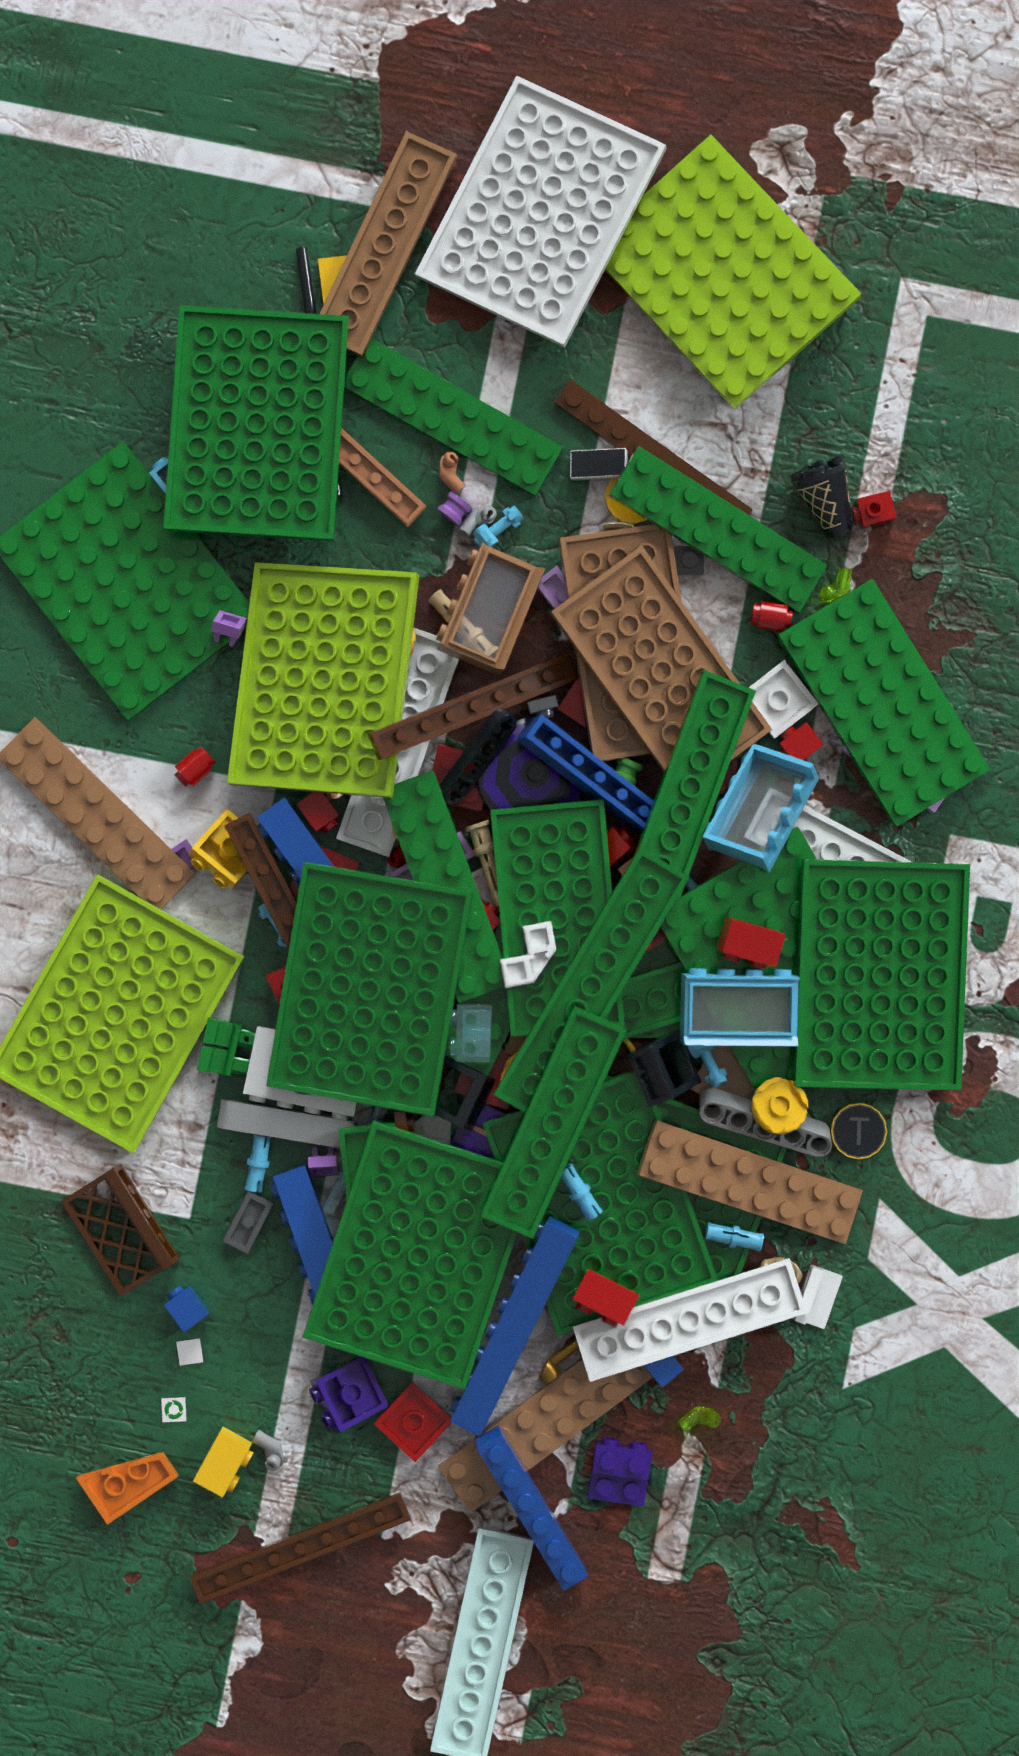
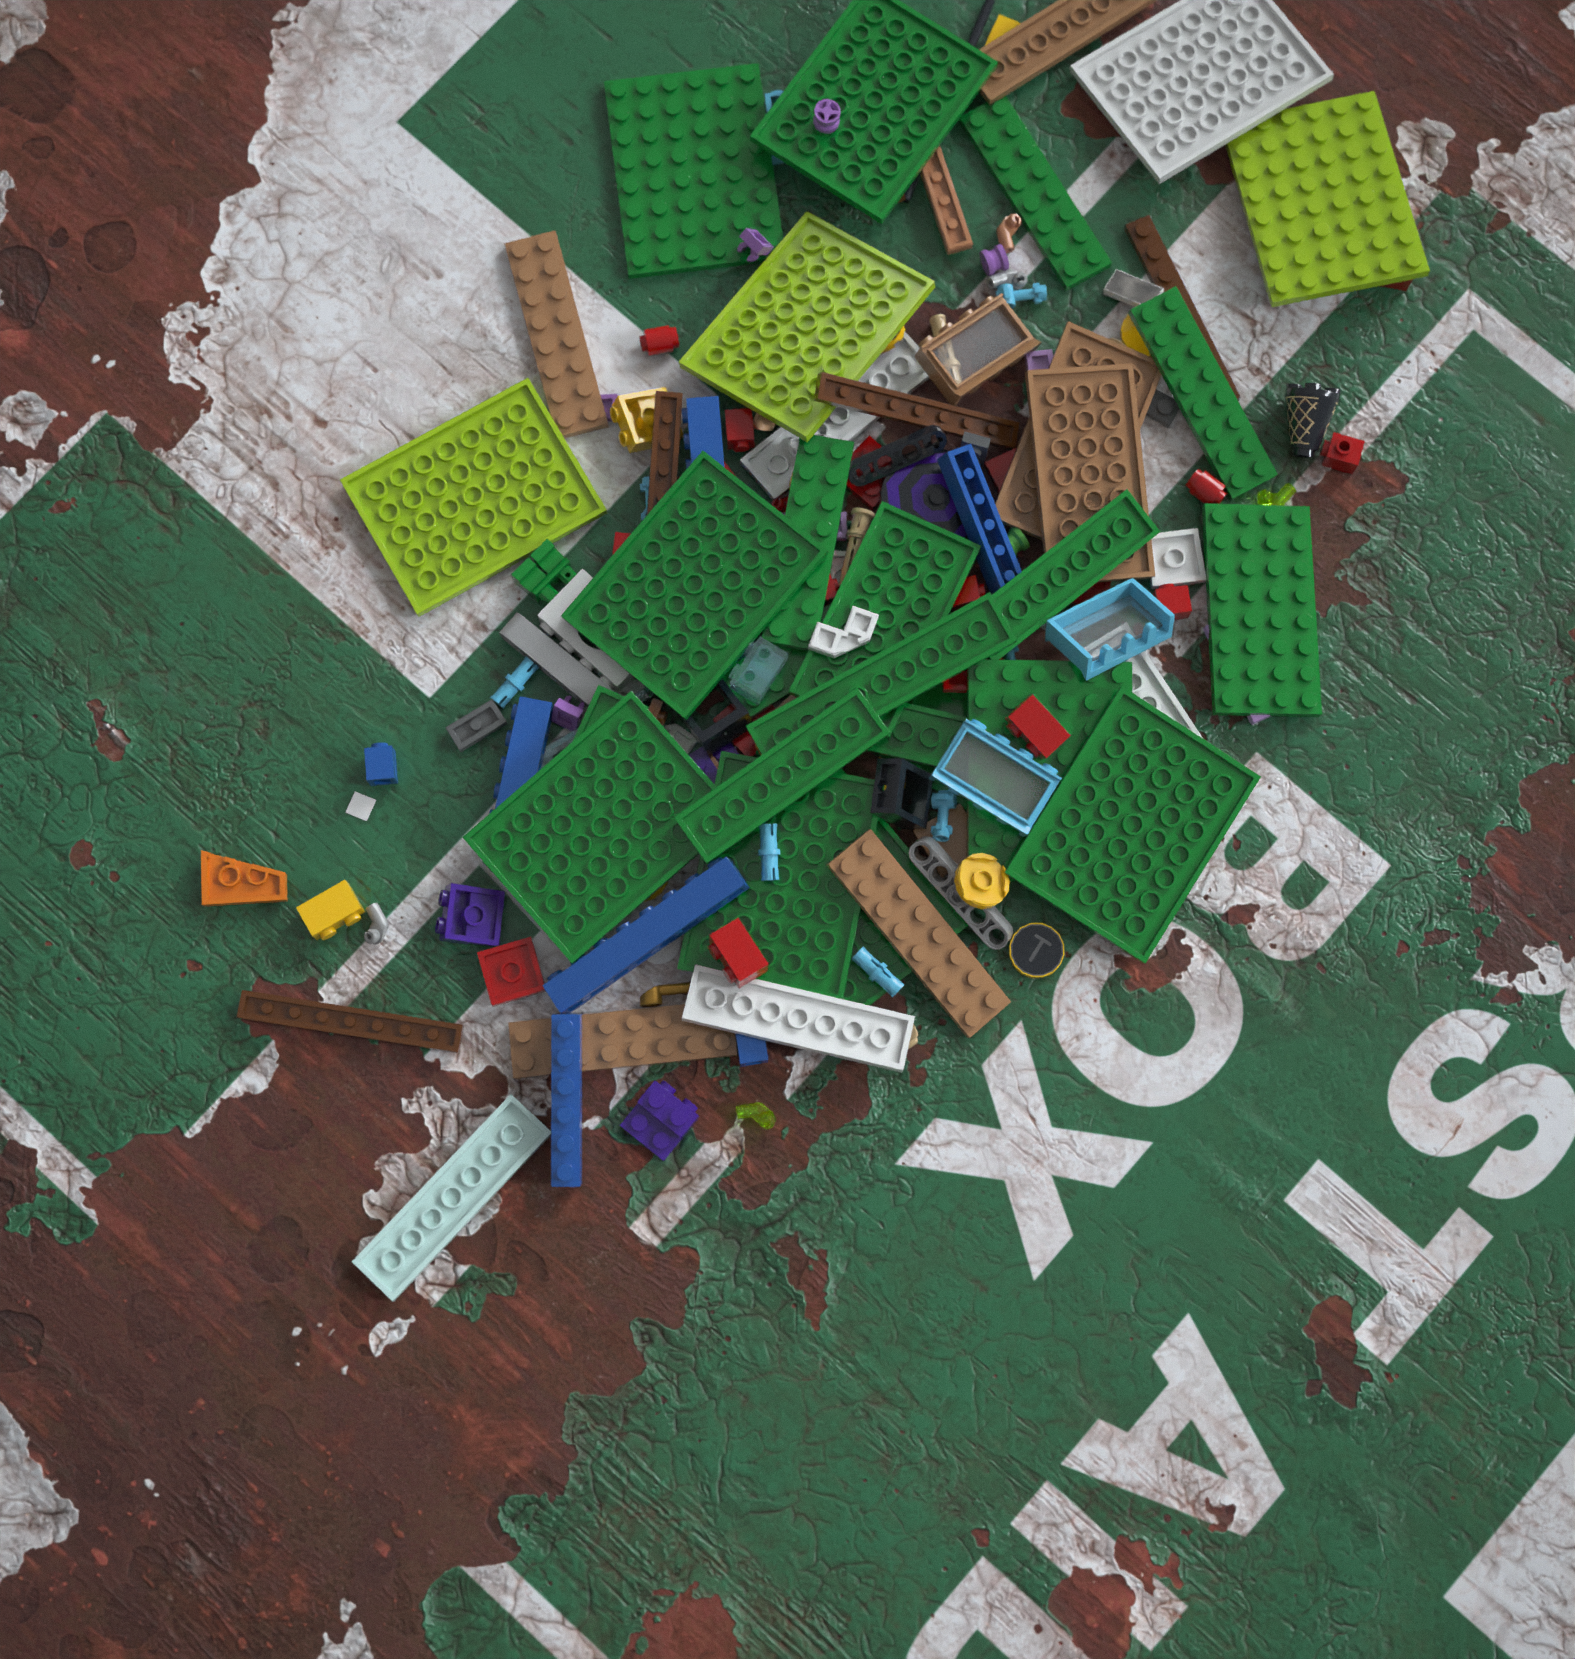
camera: 30 degrees right, 10 degrees down
(140, 1217) = (389, 671): reddish brown fence -> none
(173, 1409) = (317, 846): white sticker -> none
(222, 463) = (823, 110): none -> medium lavender wheel
(818, 1295) = (919, 1070): white panel -> none

